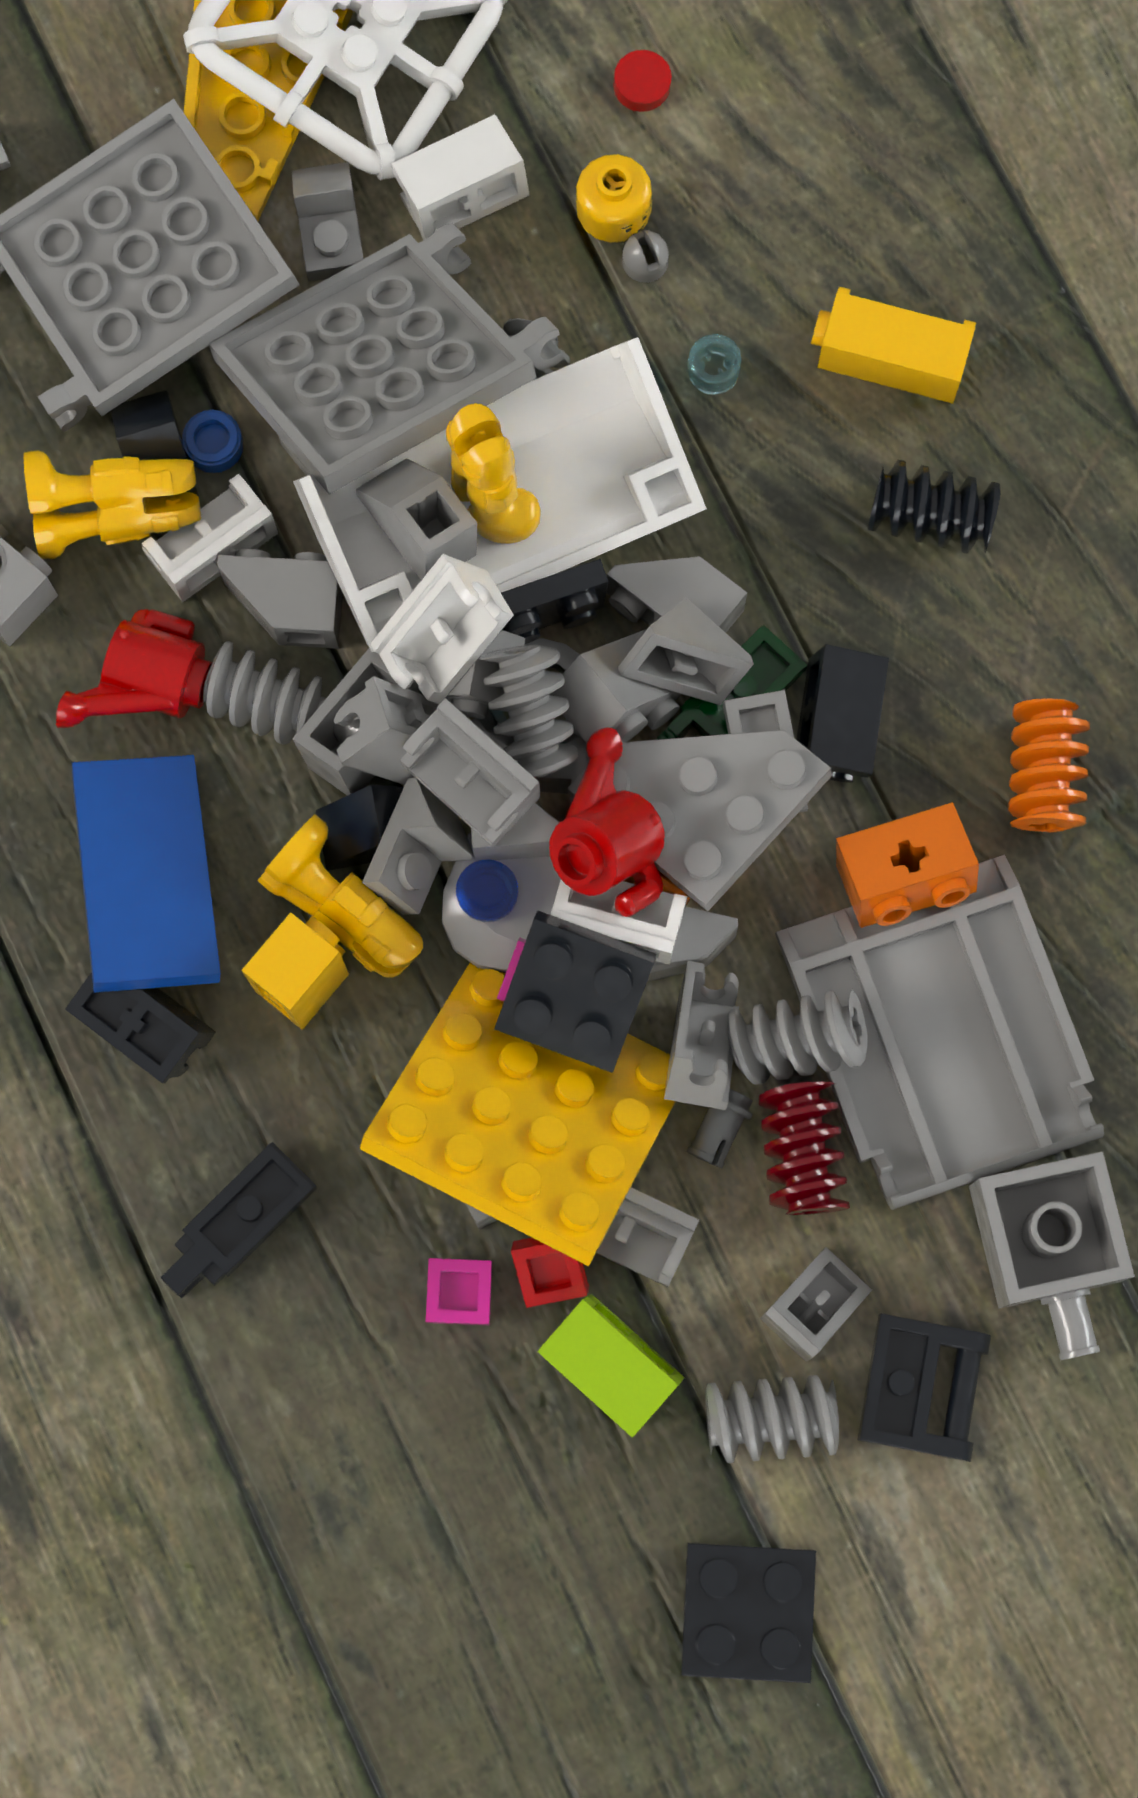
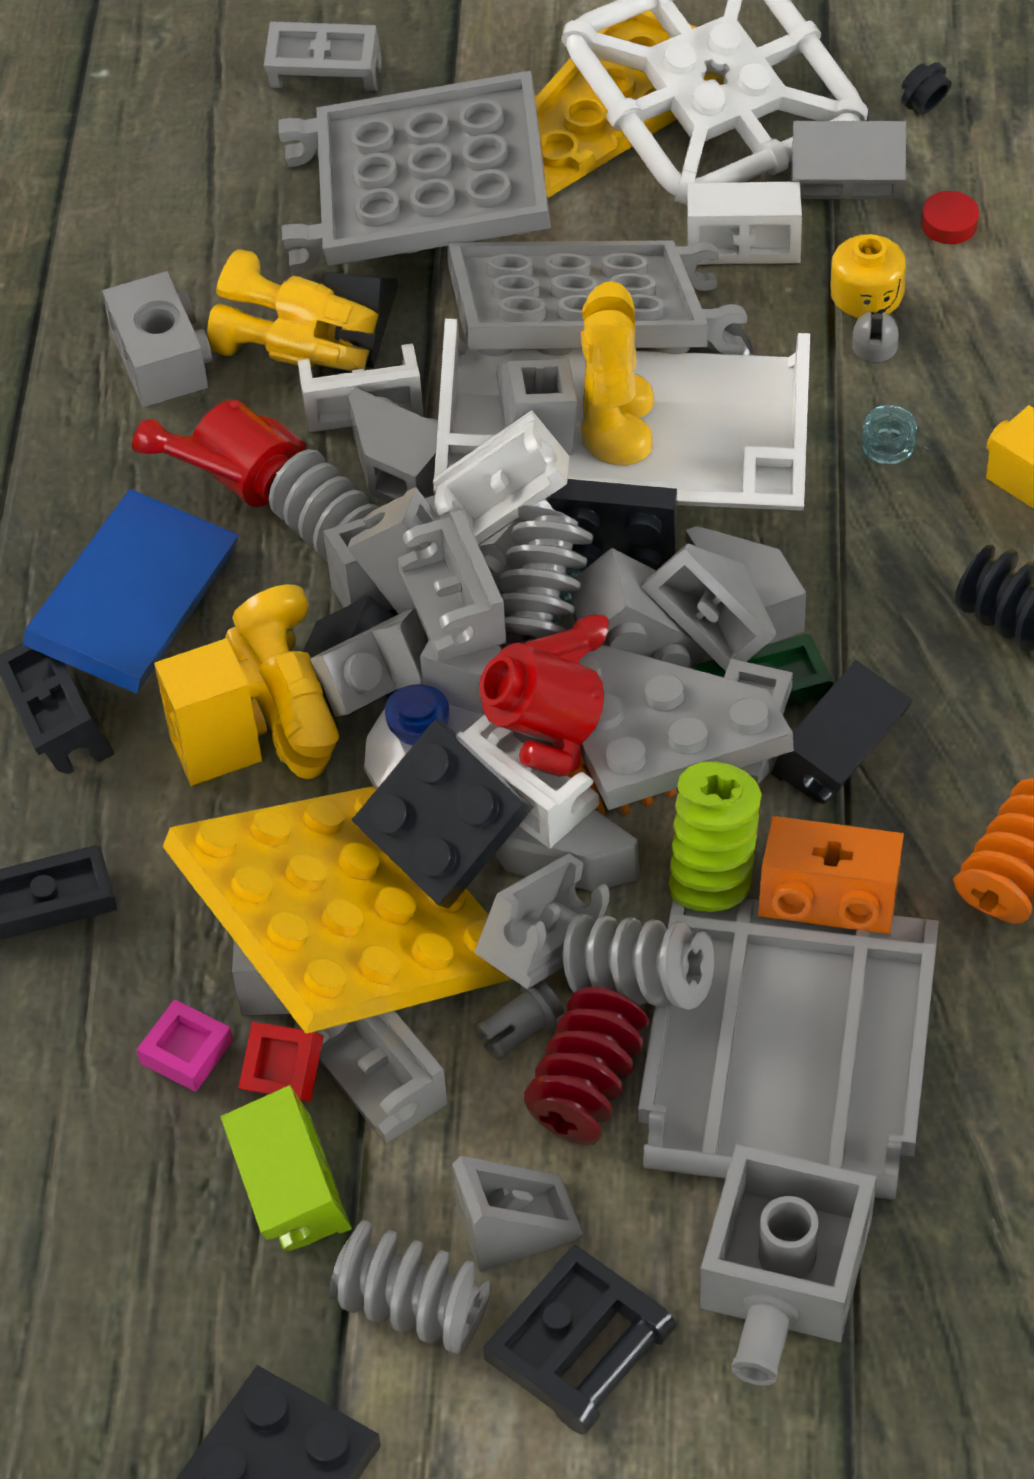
camera: 30 degrees right, 25 degrees down
(213, 441) = (411, 323): blue tile -> none
(327, 219) = (613, 206): light grey slope -> none
(526, 64) = (849, 159): none -> light grey hinge
(803, 887) = (714, 836): none -> lime piece

